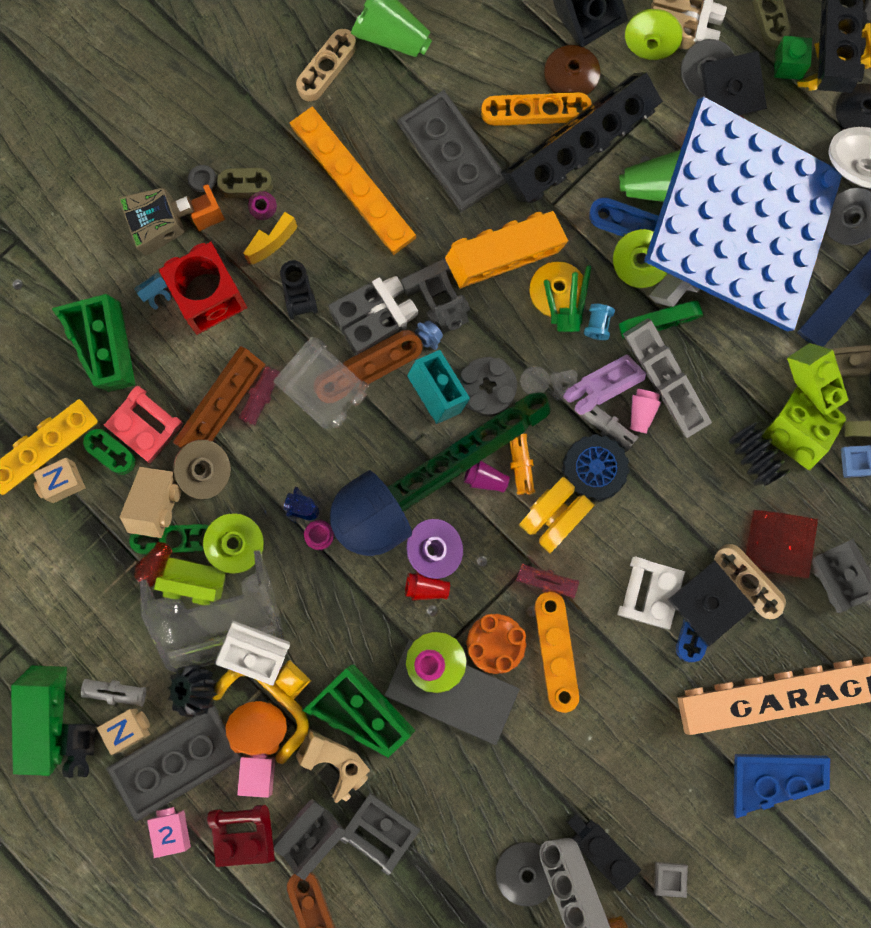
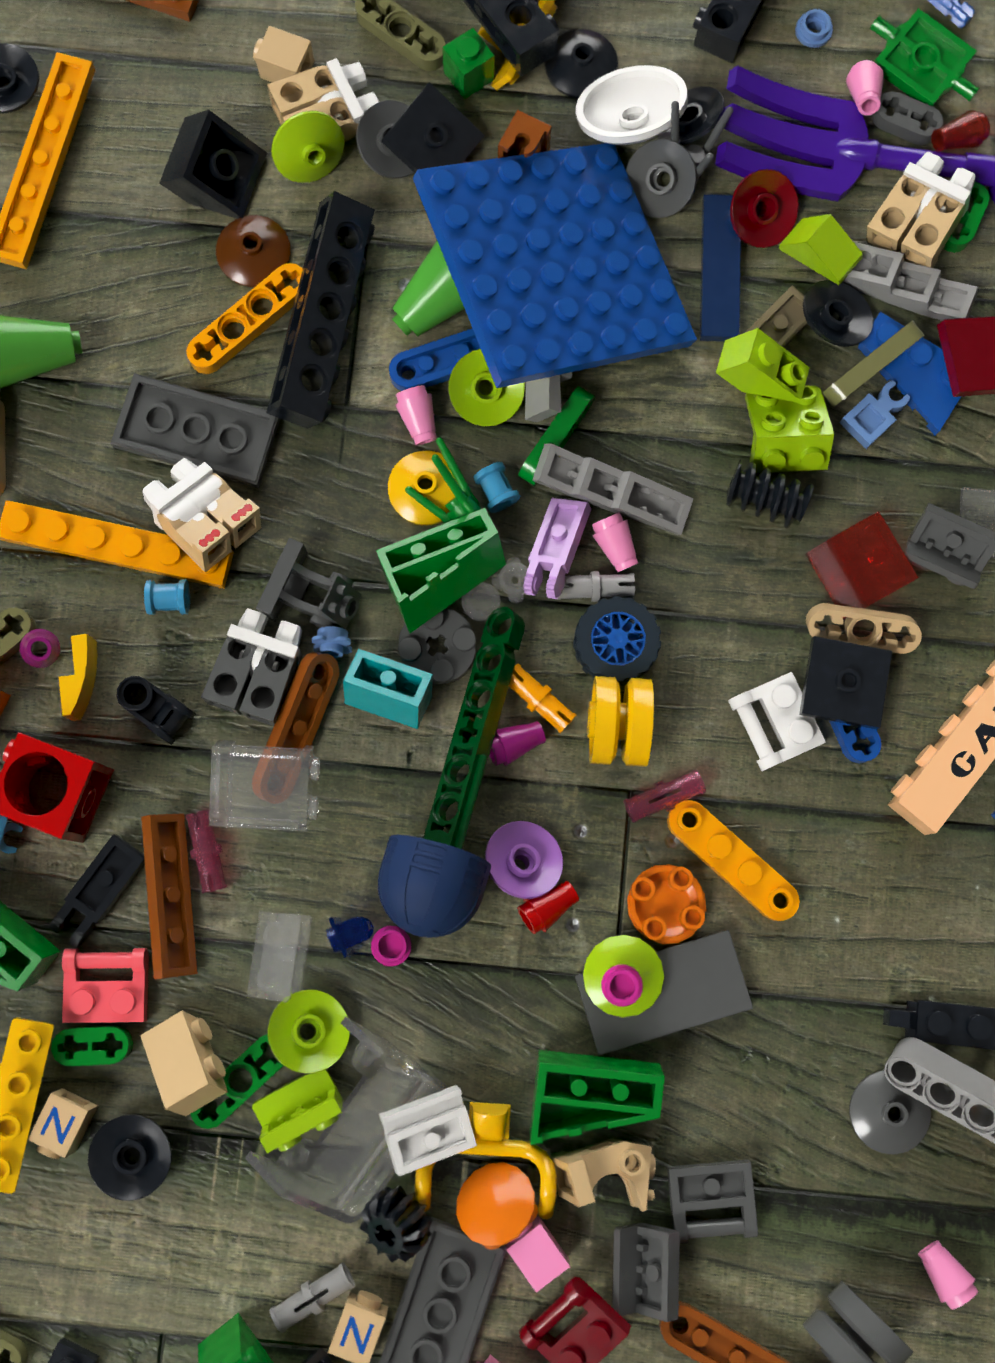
camera: 45 degrees left, 0 degrees up
(65, 526) = (115, 1172): none -> black dish
(153, 563) = (241, 1126): clear red cone -> none
(184, 367) = (99, 887): none -> black hinge
(214, 471) = (226, 977): dark tan dish -> none
(252, 485) = (279, 955): none -> clear panel
(356, 233) = (167, 597): none -> dark azure bush
(415, 200) = (201, 513): none -> hips
(505, 248) = (339, 489): light orange brick -> none
(527, 340) = (441, 565): none -> green wedge
(588, 242) = (417, 413): none -> bright pink cone
(787, 127) = (524, 137): none -> dark orange hinge

